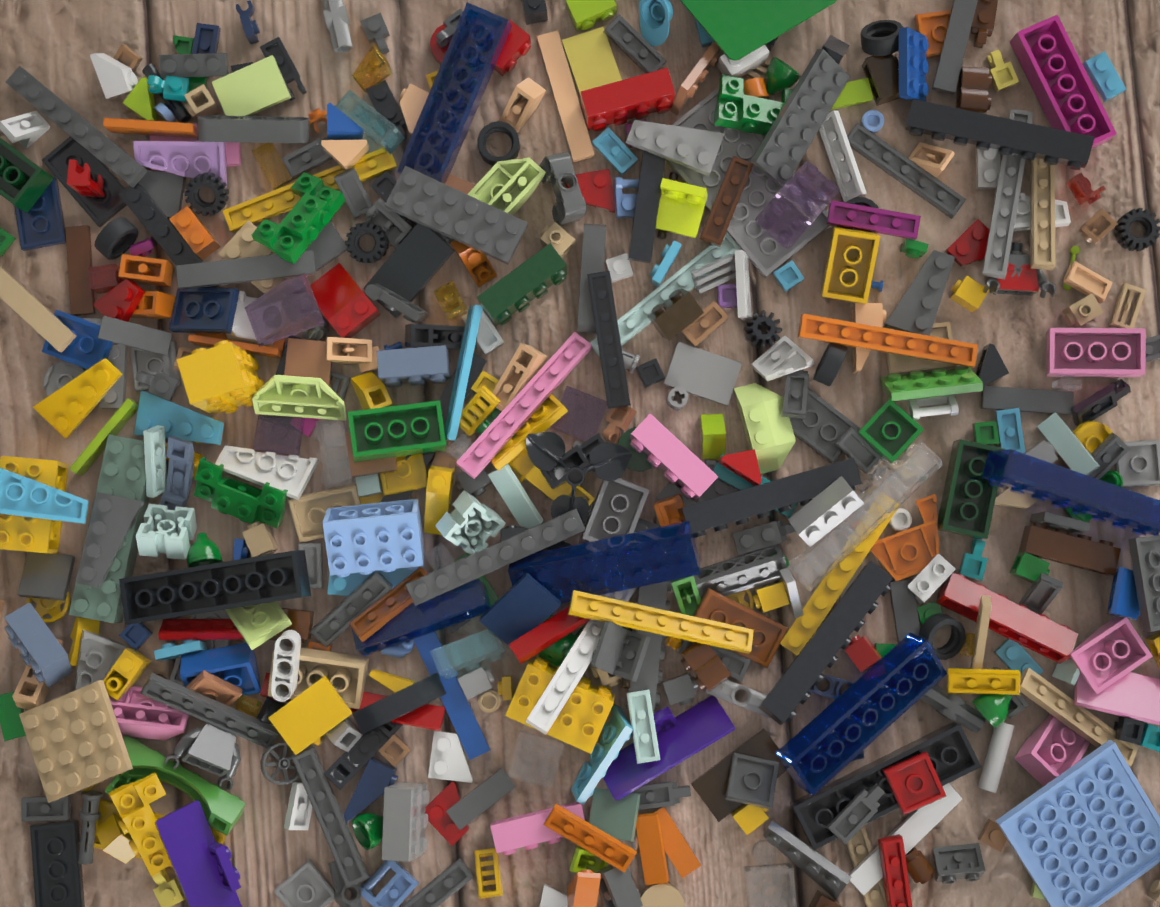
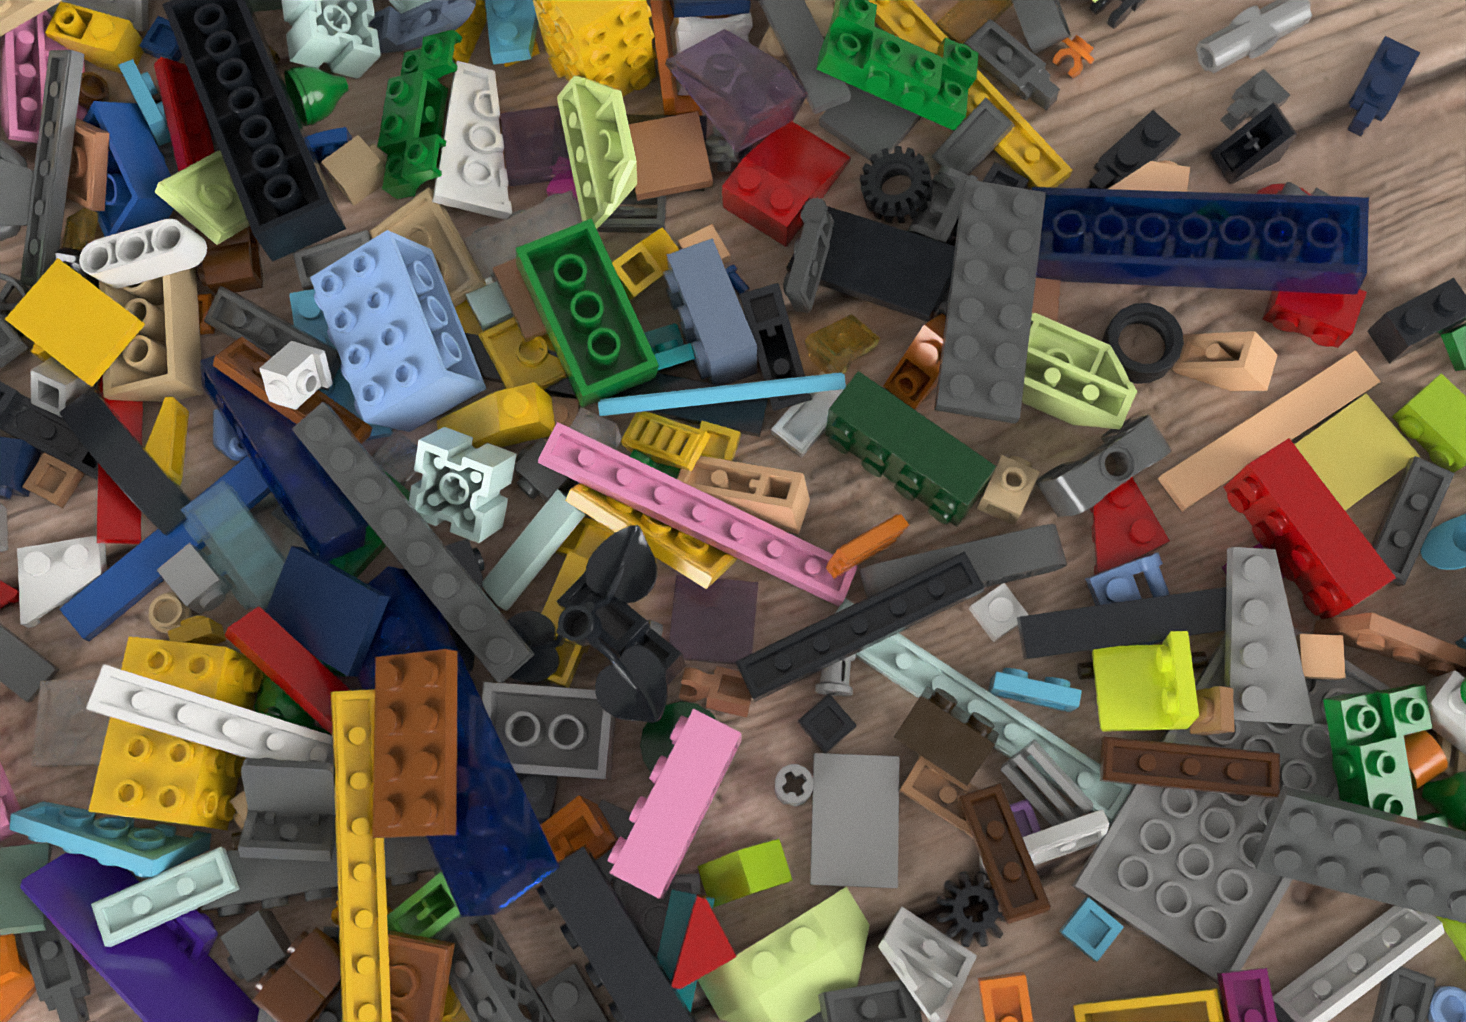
camera: 75 degrees right, 10 degrees down
(340, 126) = (1069, 83): blue slope -> none
(346, 152) = (1036, 105): light nougat slope -> none
(348, 350) = (705, 204): light nougat slope -> none
(372, 69) = (1191, 108): clear yellow slope -> none
(372, 122) = (1099, 125): clear light blue brick -> none
(385, 595) = (295, 374): none -> white brick
(405, 44) = (1255, 145): none -> black slope
(425, 393) = (669, 346): none -> teal bracket
(566, 323) = (866, 545): none -> orange tile
(608, 576) = (415, 745): none -> dark orange plate
(615, 151) = (1204, 542): medium azure plate -> none
(691, 116) = (1322, 656): none -> light nougat tile
(704, 179) = (1215, 711): none -> medium nougat plate
(742, 305) = (1004, 854): none -> reddish brown tile
(797, 205) = (1233, 904): clear purple bracket -> none

